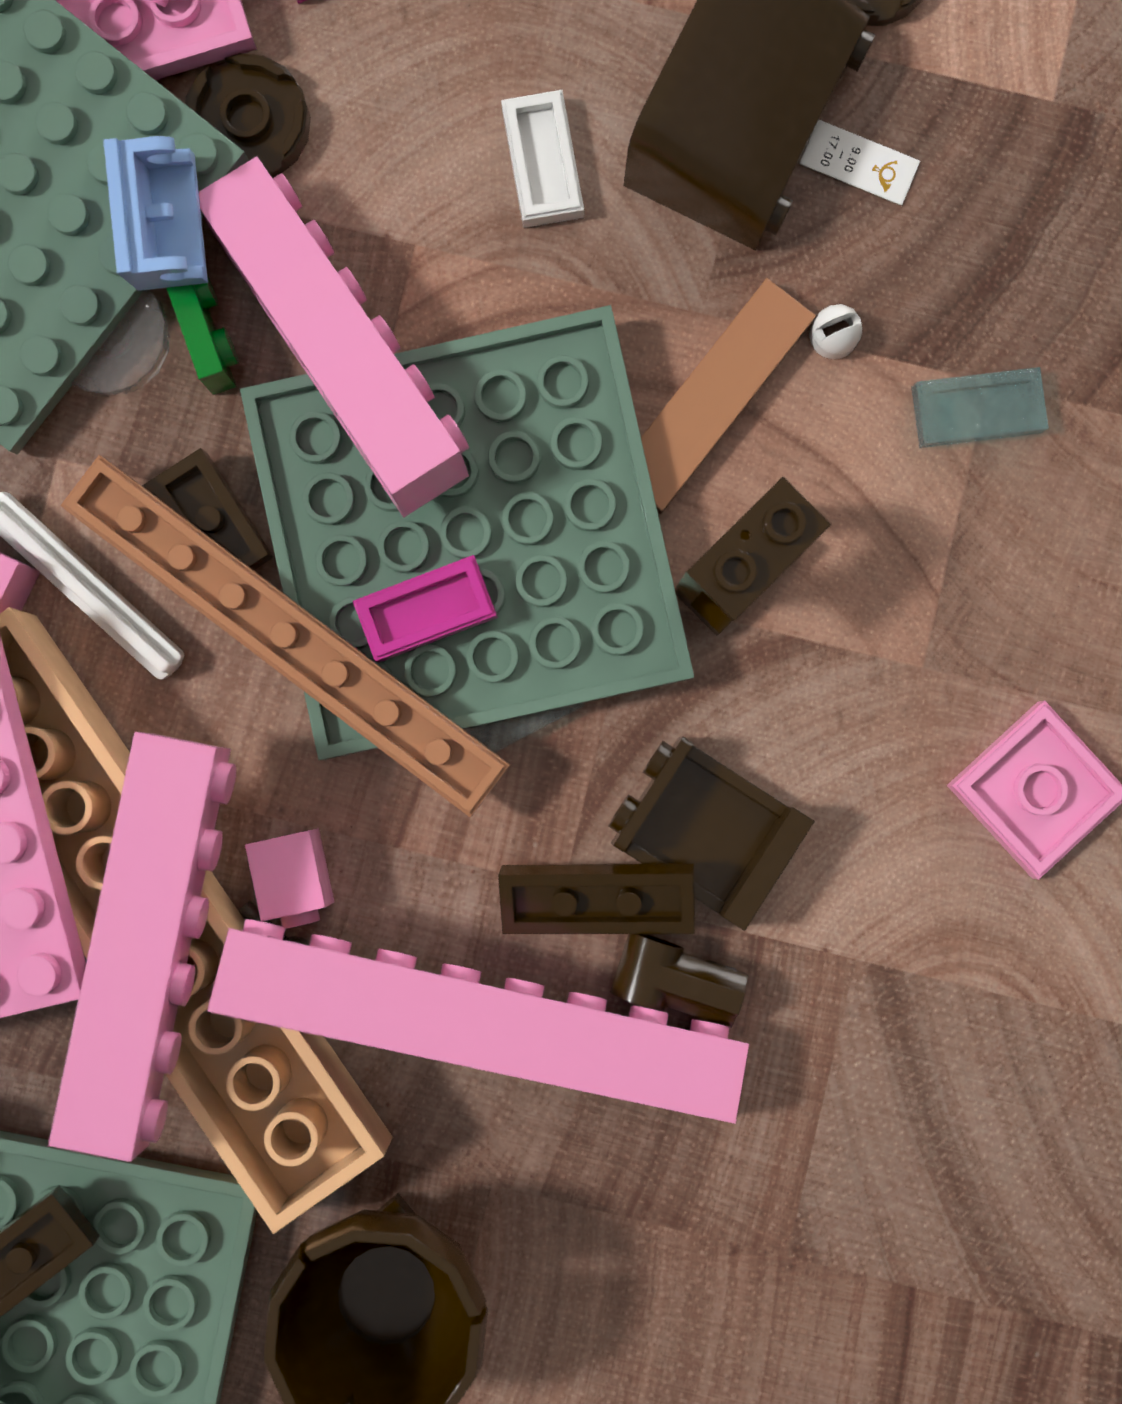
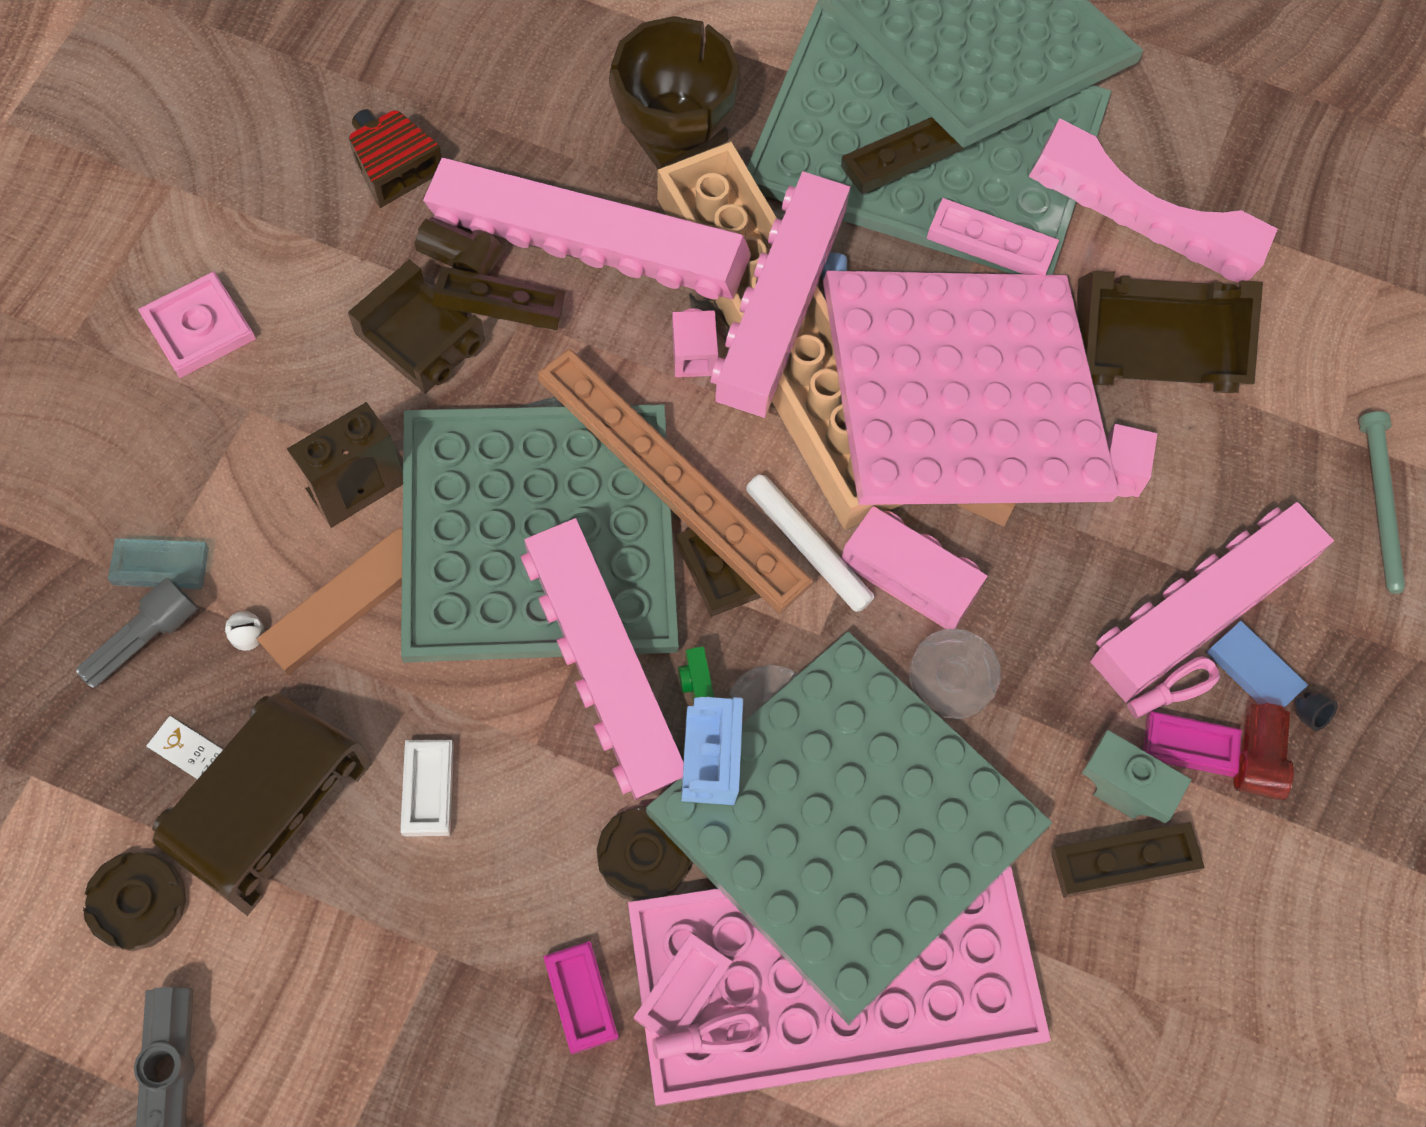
camera: 170 degrees left, 20 degrees down
(425, 609) = (574, 477): dark pink tile -> none
(824, 1139) = (392, 154): none -> dark brown torso
(955, 323) = (161, 611): none -> dark grey piece

